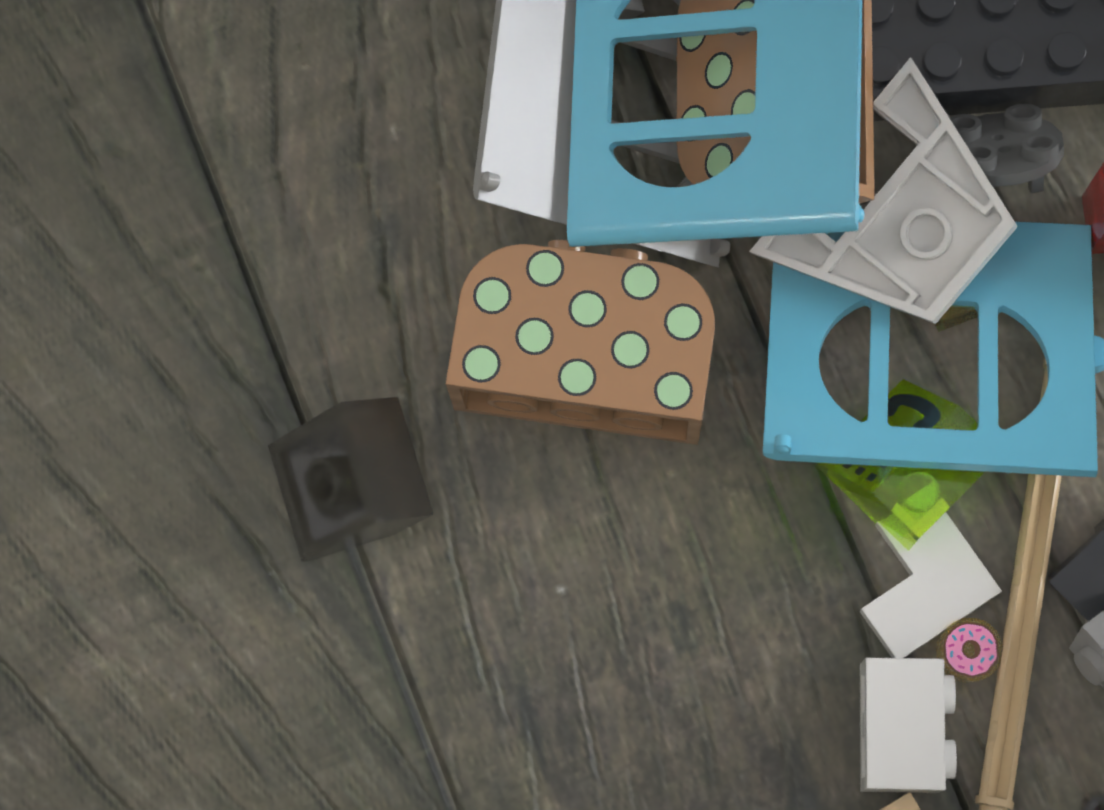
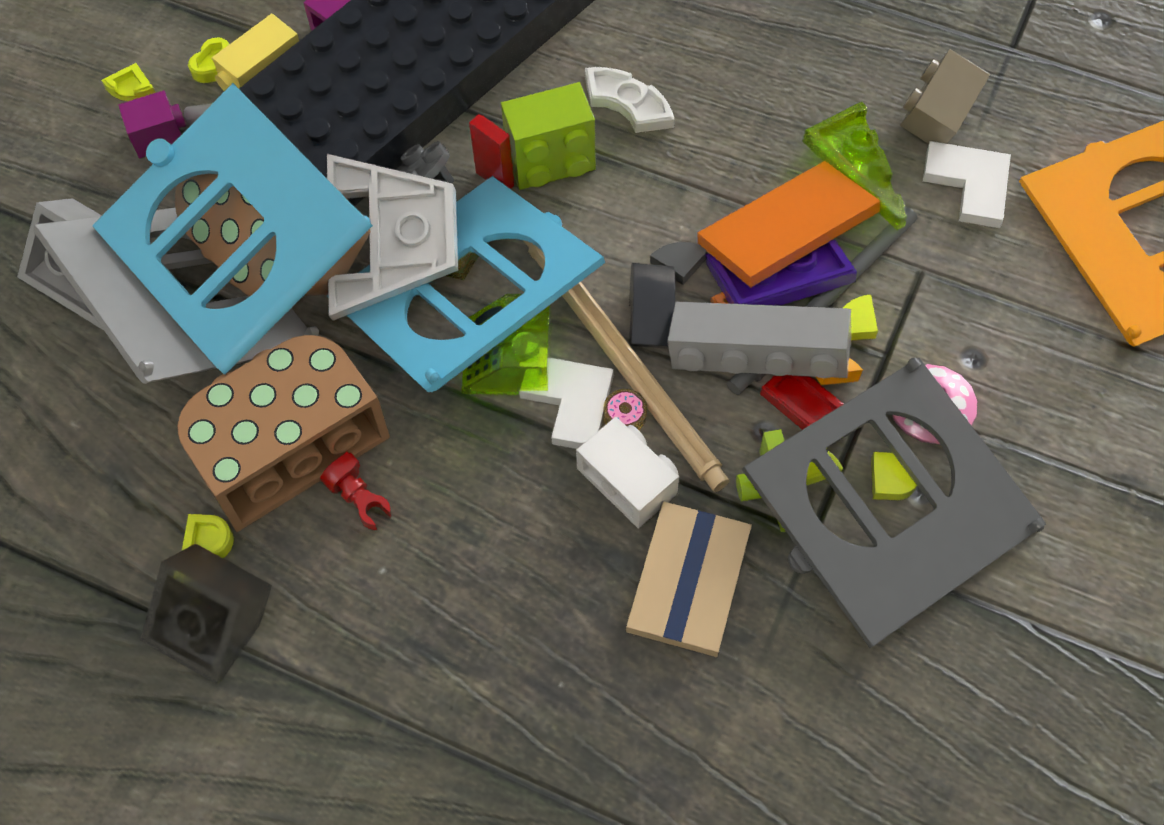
camera: 50 degrees left, 15 degrees down
(420, 391) = (208, 532): none -> neon yellow tile
(606, 451) = (342, 476): none -> red piece

